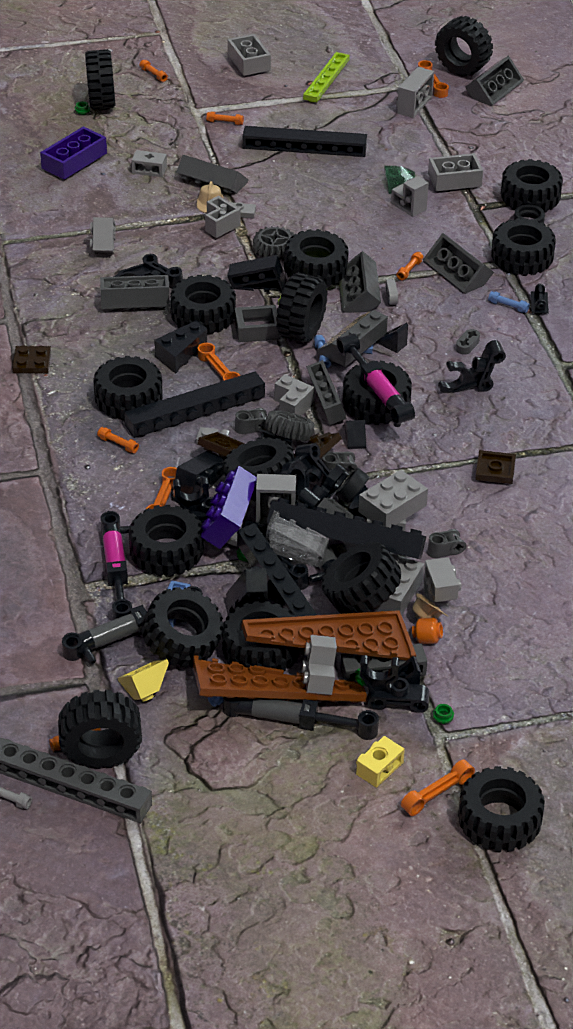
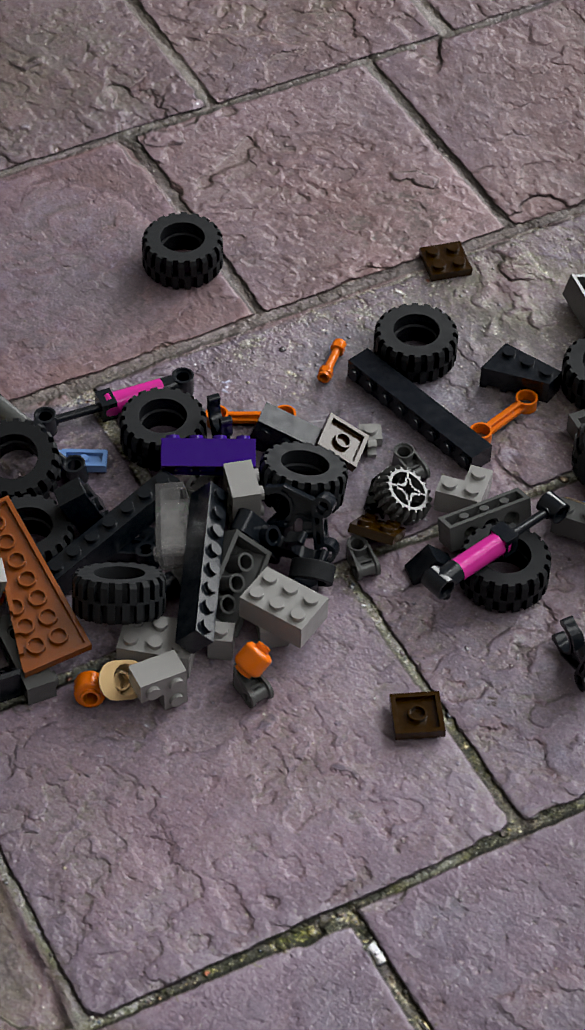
camera: 75 degrees right, 5 degrees up
(442, 524) = (253, 659): none -> orange head

